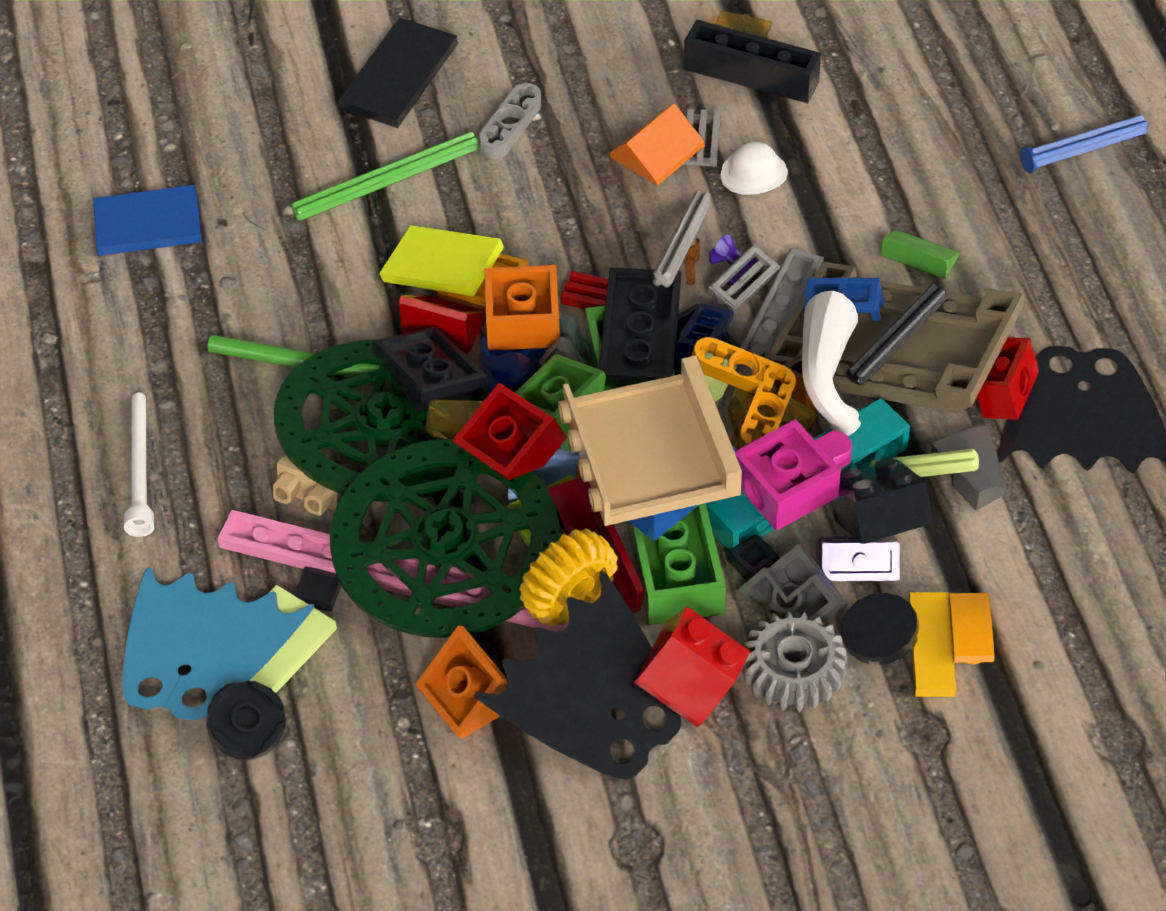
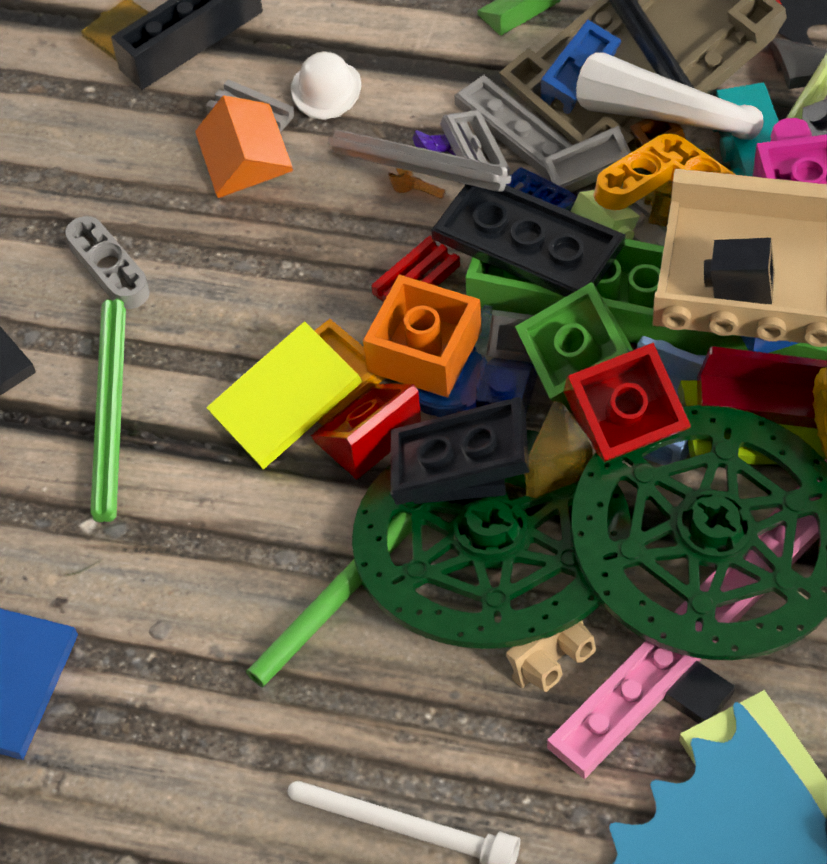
camera: 60 degrees left, 5 degrees up
(619, 429) = (741, 270): none -> black brick
(761, 342) = (583, 162): none -> light grey tile

